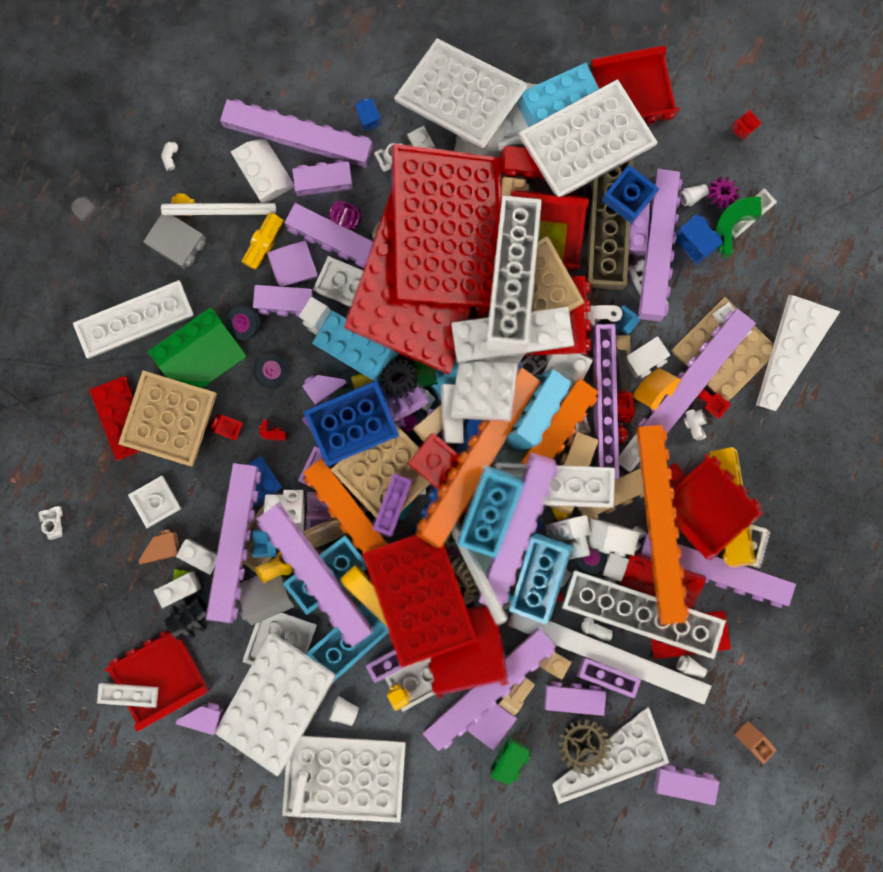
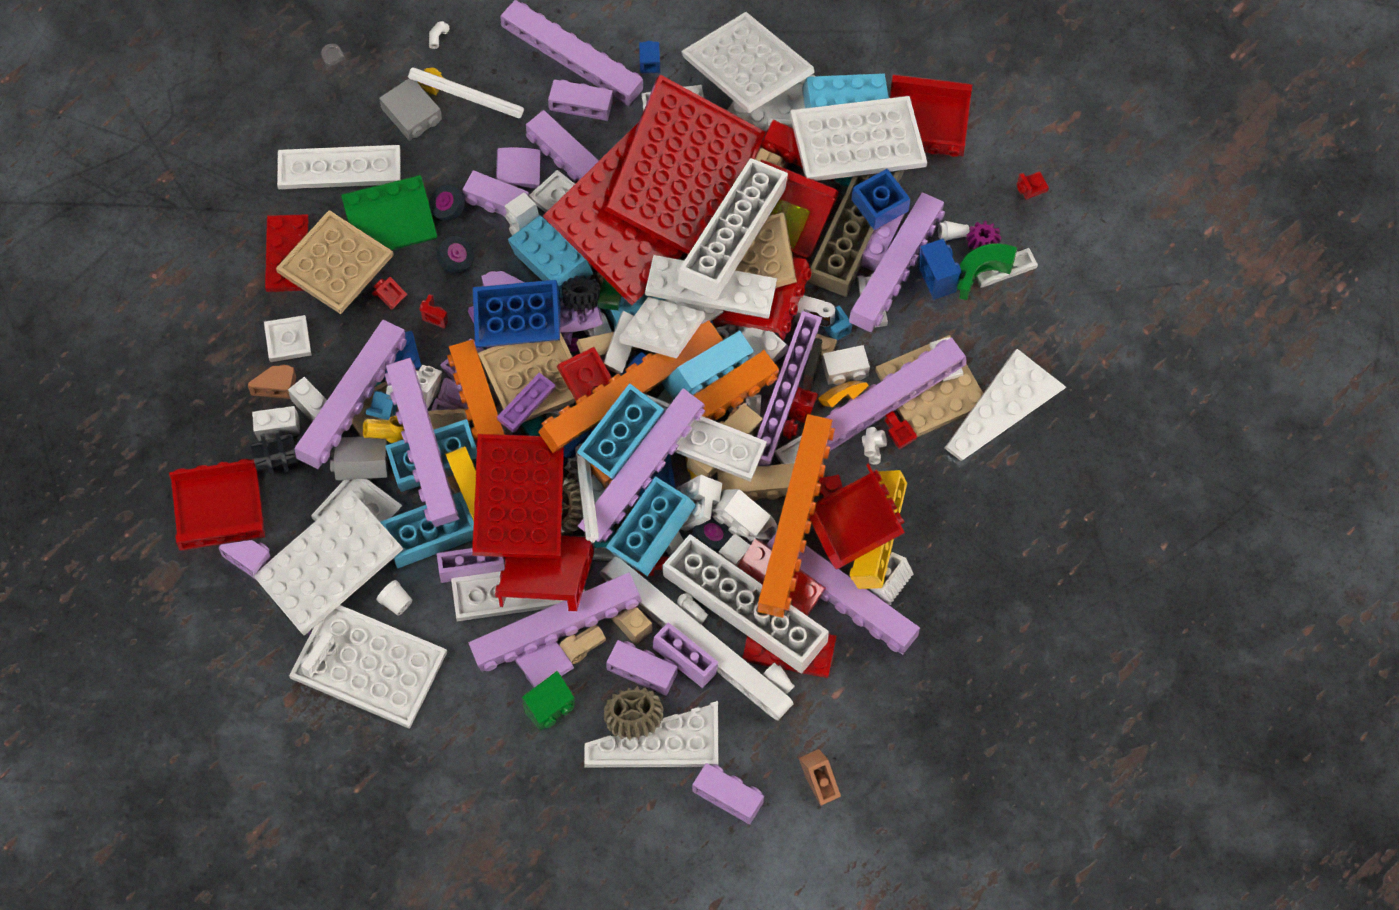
camera: 20 degrees right, 20 degrees down
(51, 519) = (176, 323): white plate -> none
(127, 695) = (181, 508): white tile -> none
(262, 169) = (524, 74): white slope -> none
(262, 241) = (497, 137): yellow piece -> none
(345, 214) = (589, 136): magenta gear -> none
(398, 697) = (457, 596): yellow plate -> none

